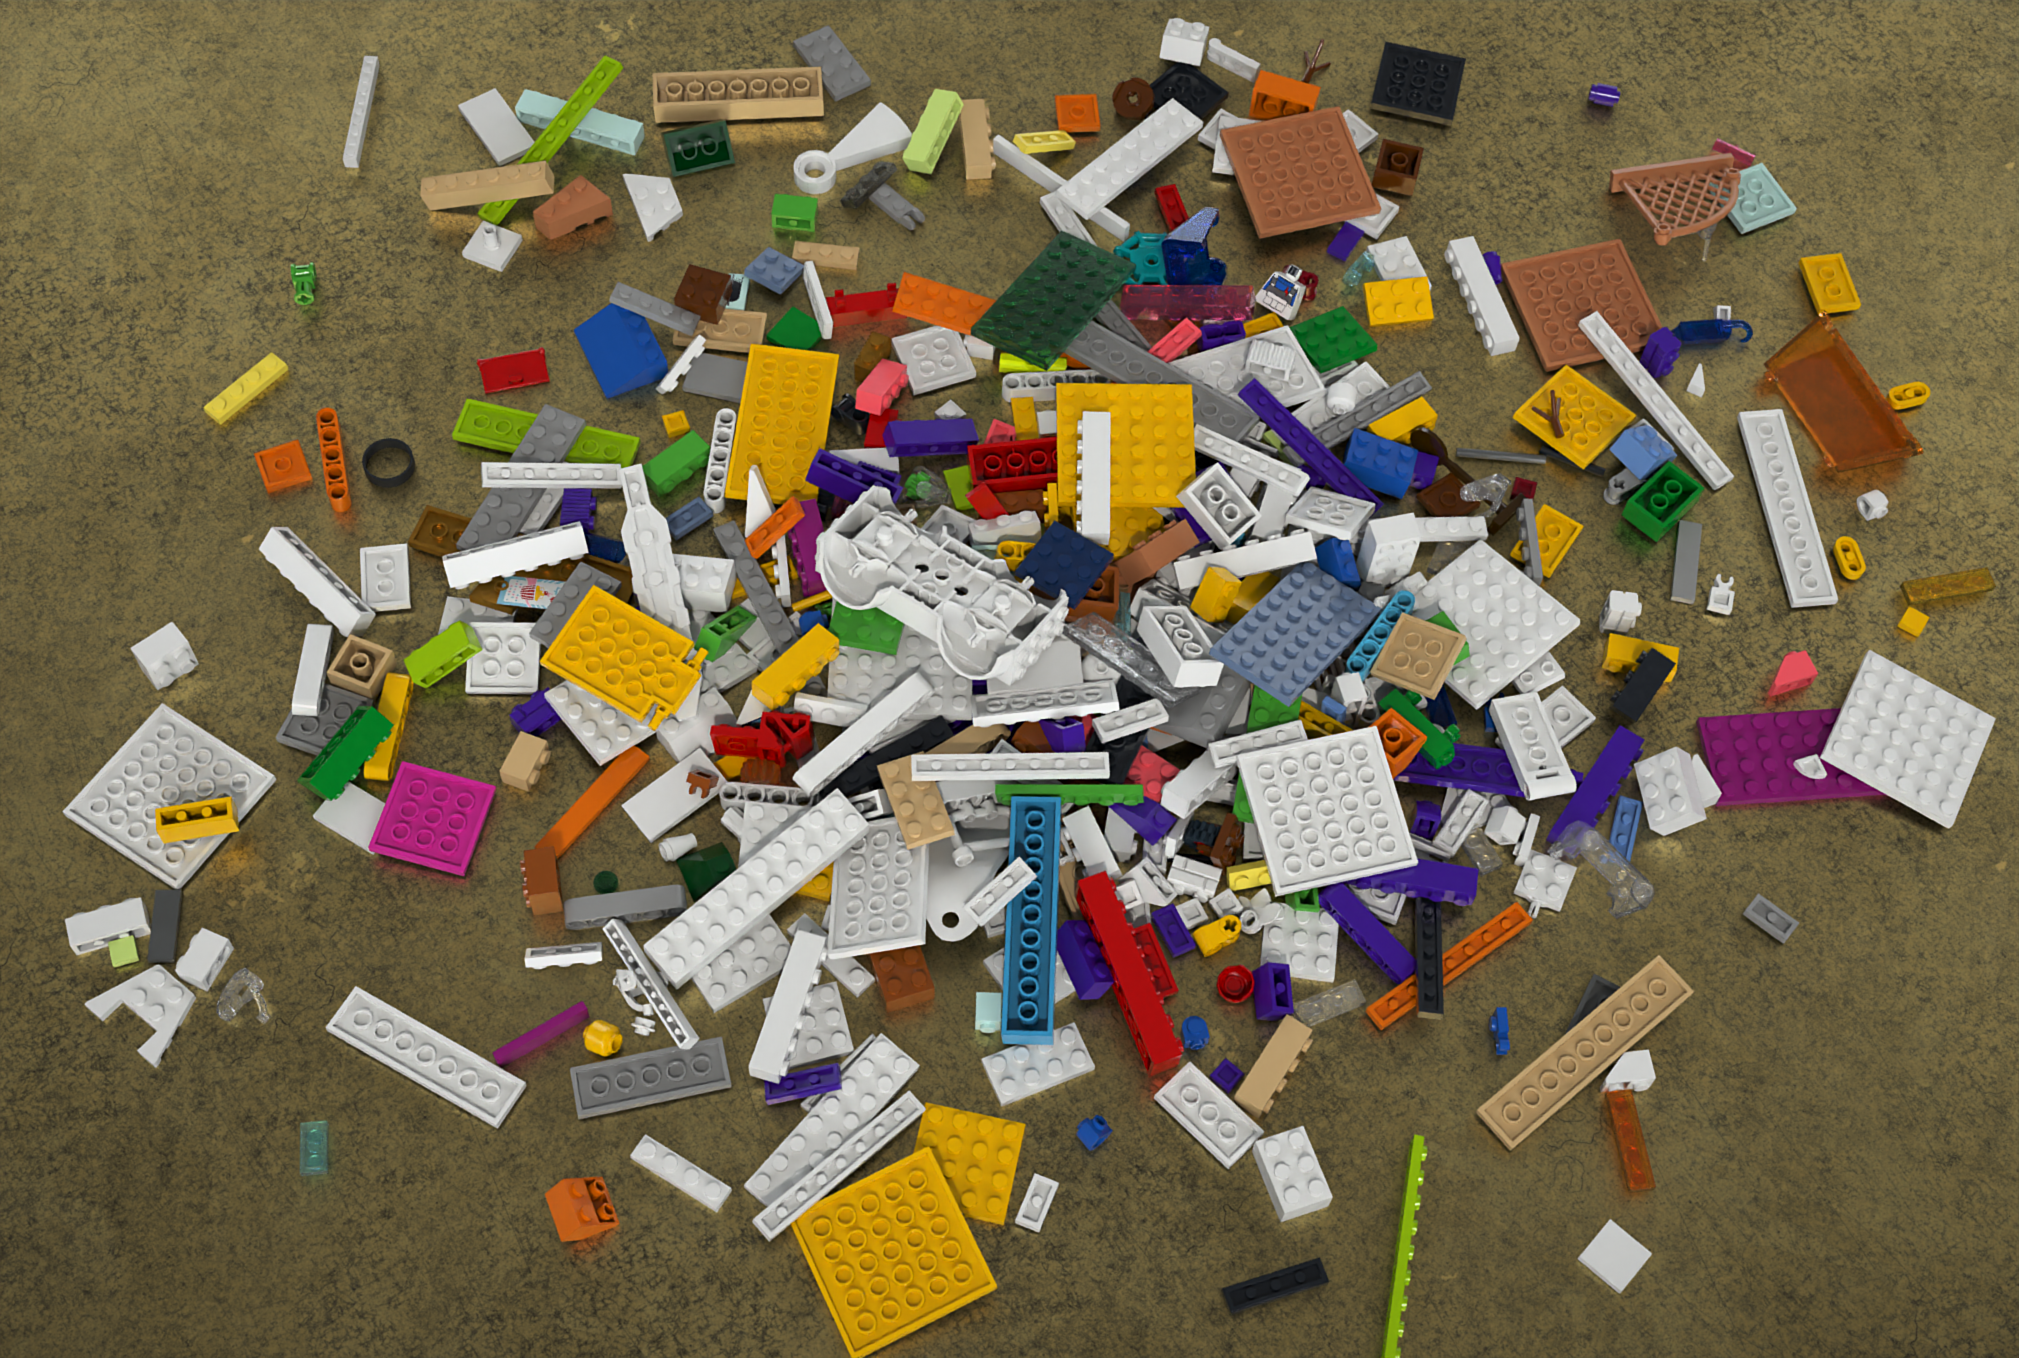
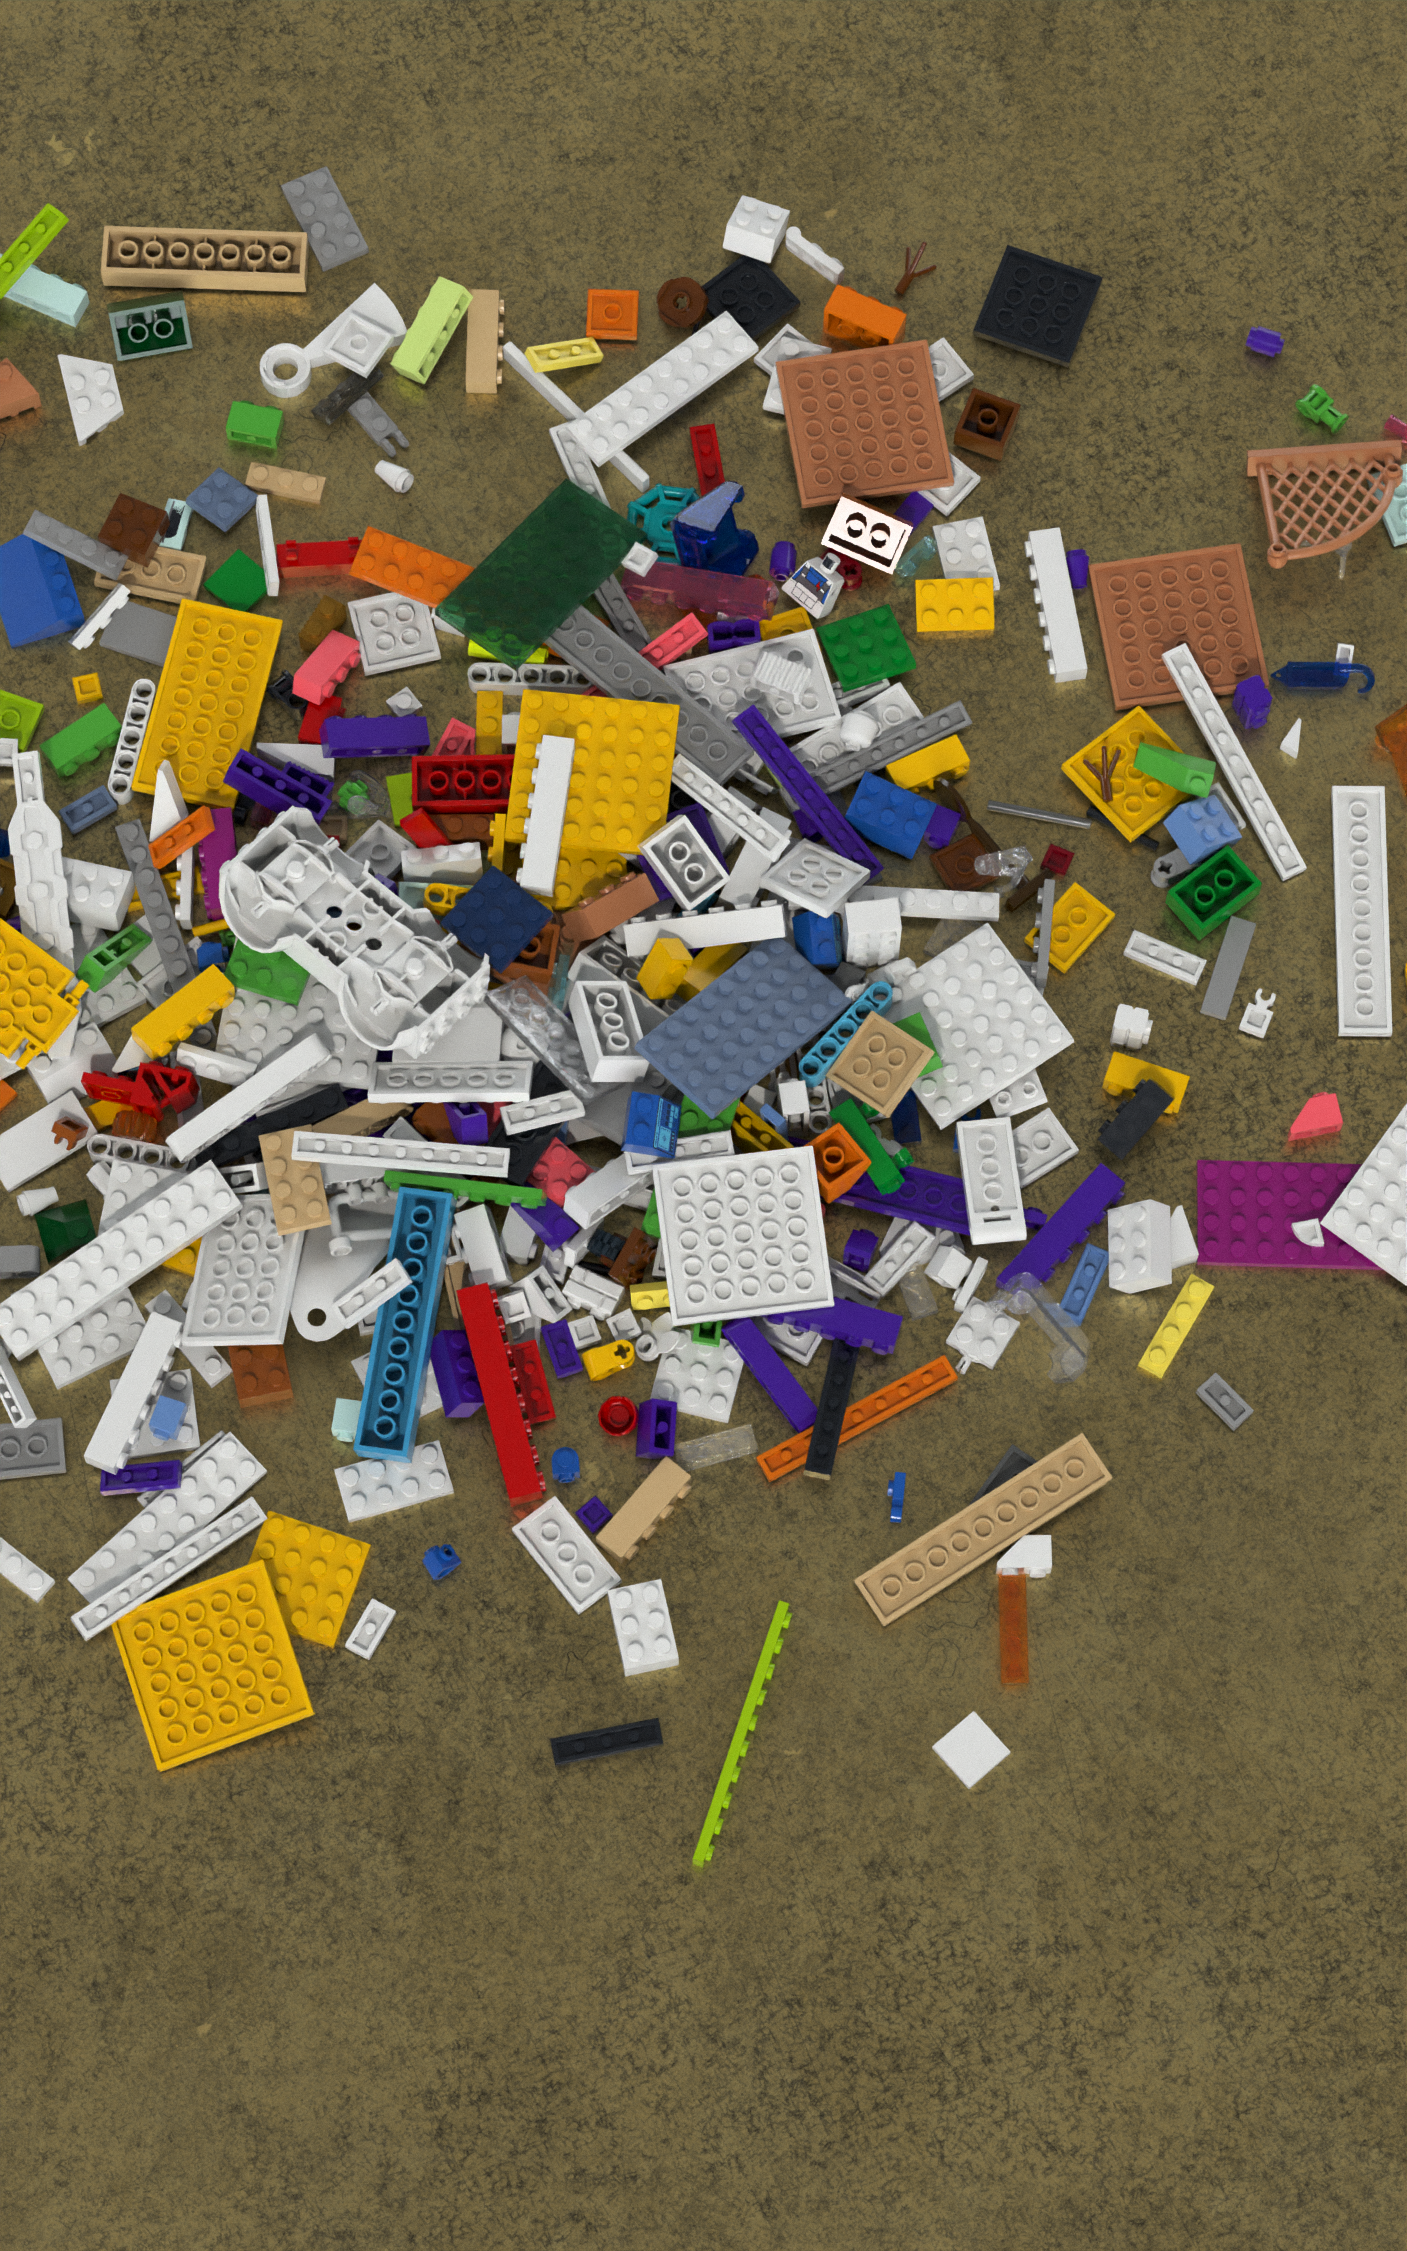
camera: 10 degrees right, 10 degrees up
(822, 1025) = (167, 1418): none -> medium blue brick
(874, 145) = (358, 345): none -> white tile
(917, 242) = (396, 477): none -> white cone
(1134, 284) = (640, 559): none -> white tile
(1231, 719) = (651, 1125): none -> blue slope
(1250, 276) = (783, 561): none -> dark purple brick
(1318, 250) = (867, 533): none -> brick
(1611, 406) = (1176, 769): none -> bright green slope
(1631, 558) = (1165, 957): none -> white tile
(1659, 138) = (1320, 407): none -> bright green connector
(1712, 859) = (1176, 1326): none -> light yellow plate

